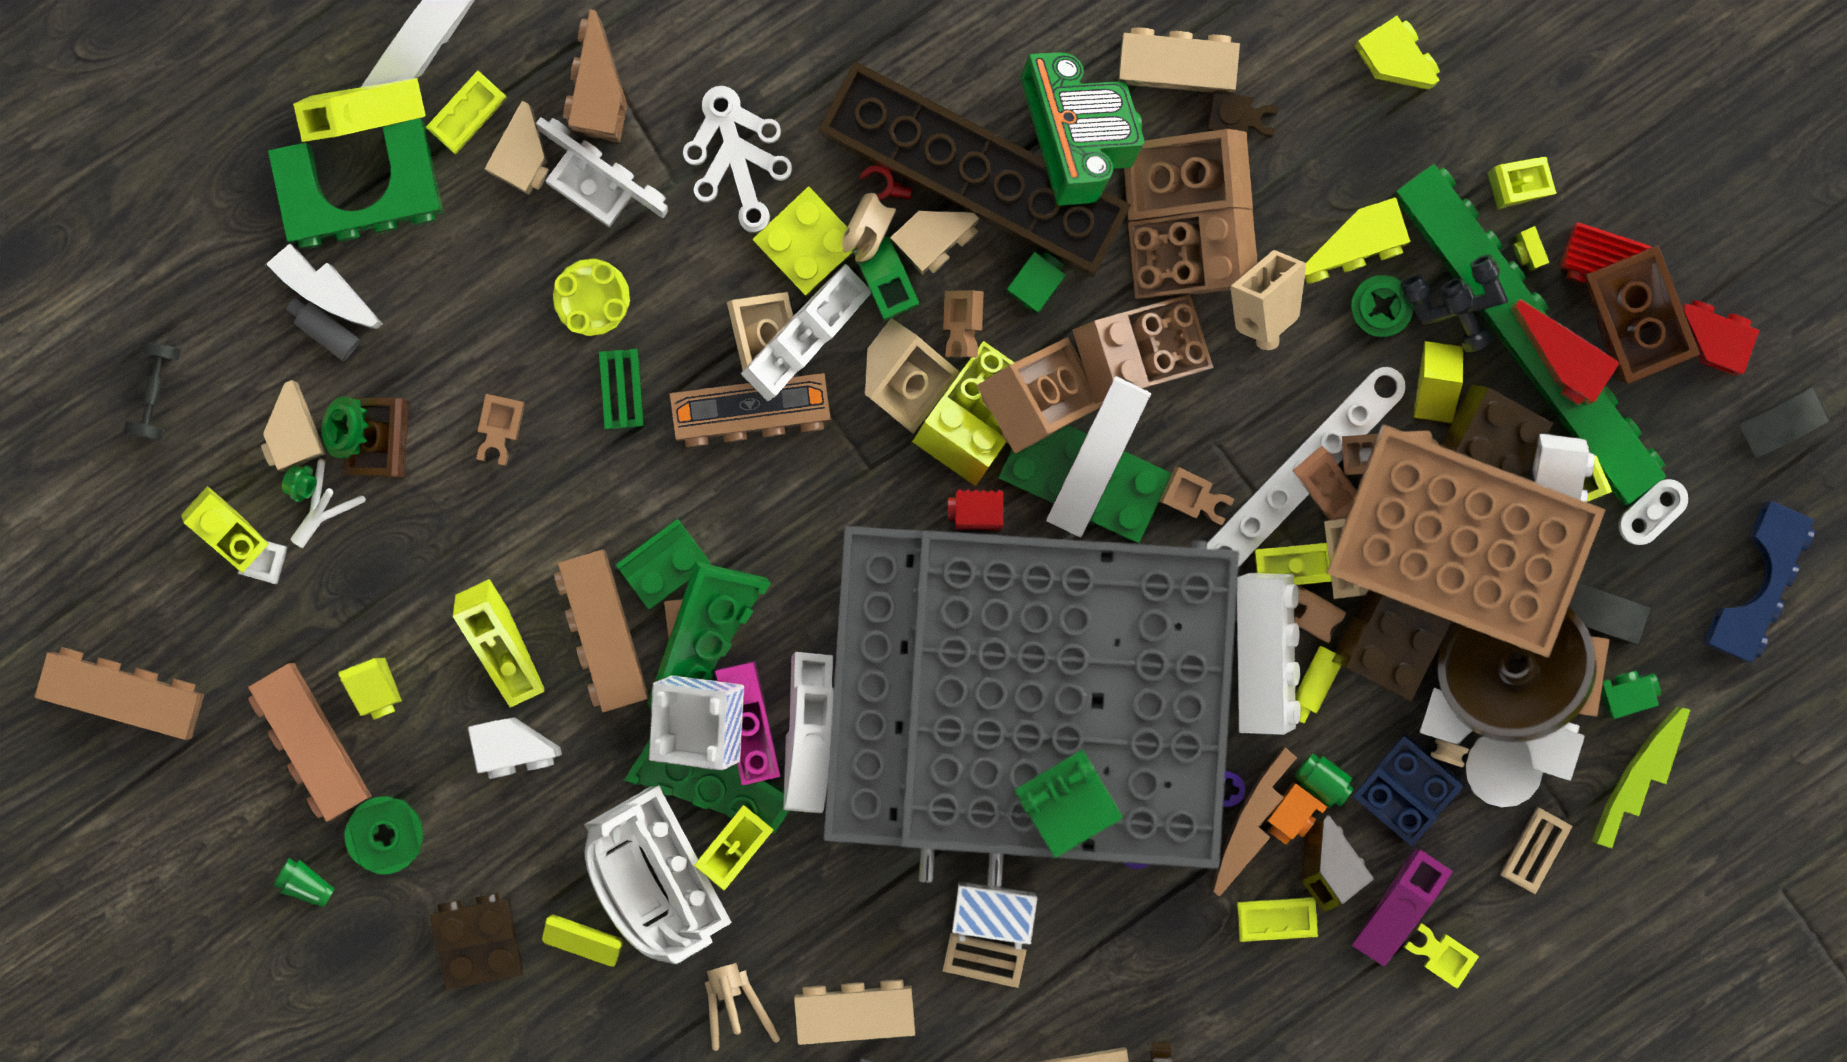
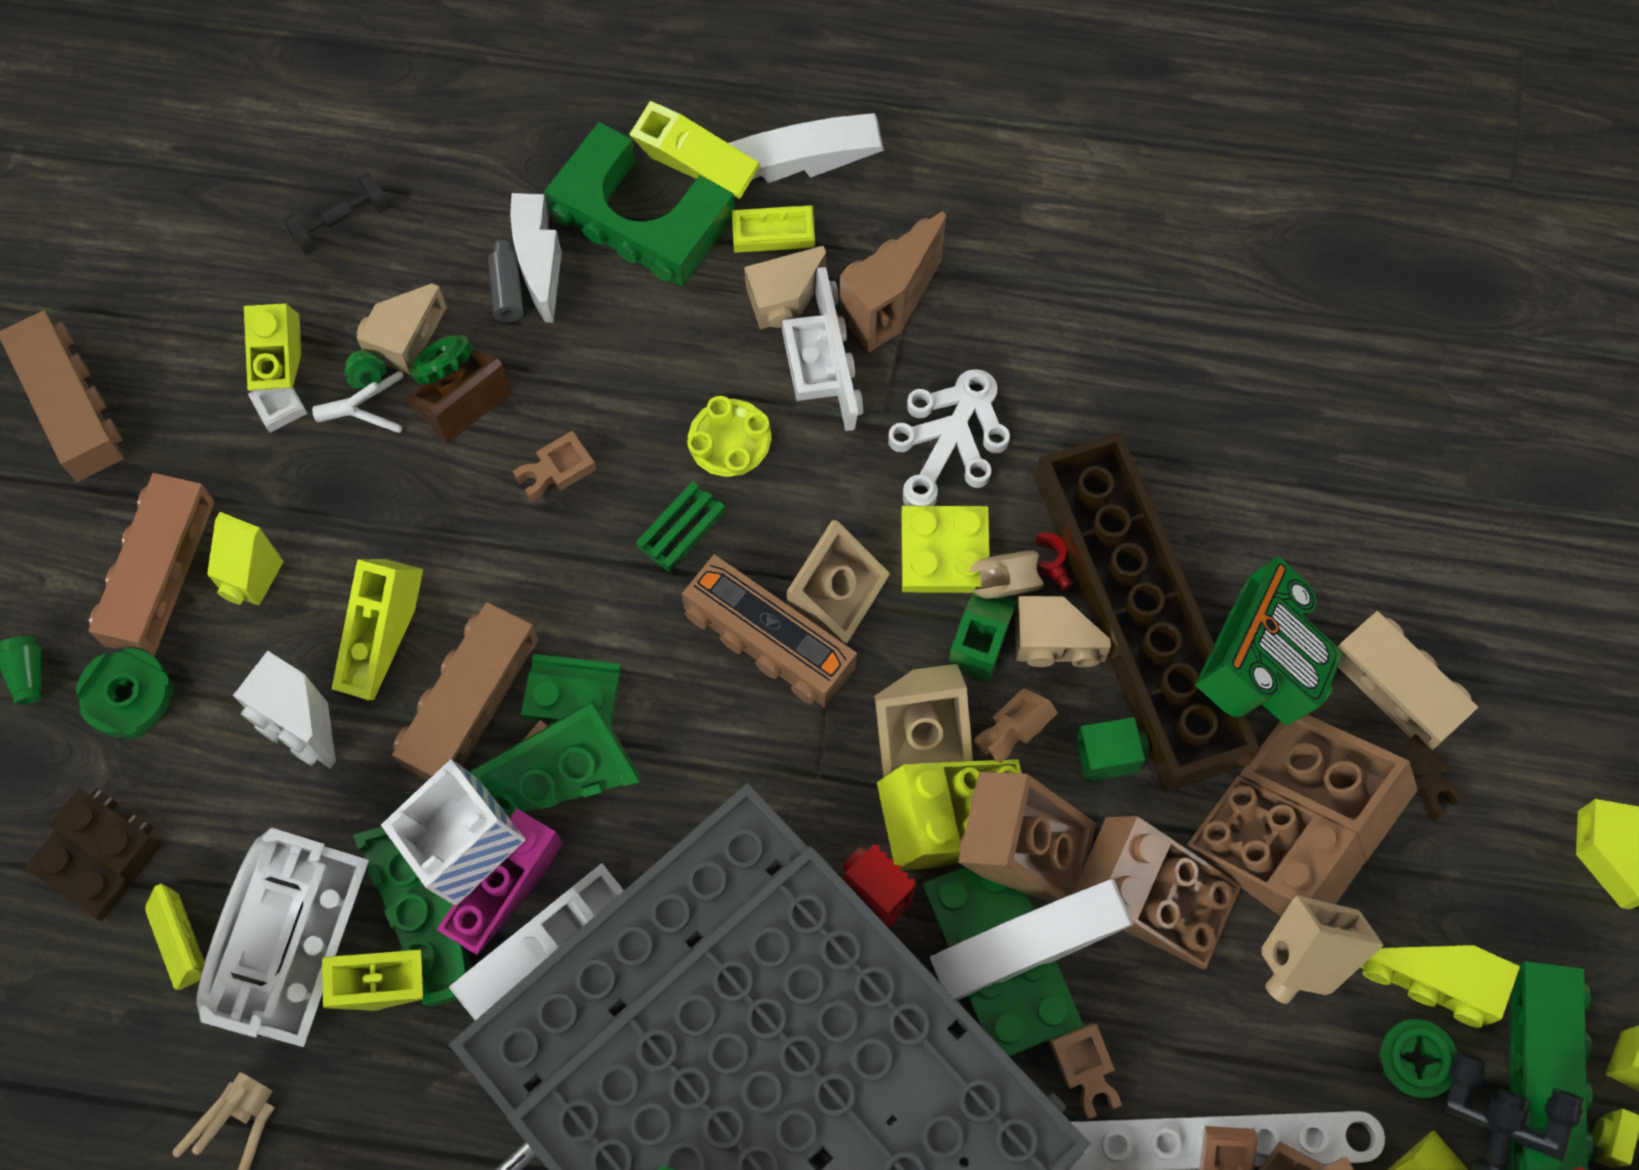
camera: 40 degrees right, 20 degrees down
(806, 332) = (872, 608): white slope -> none

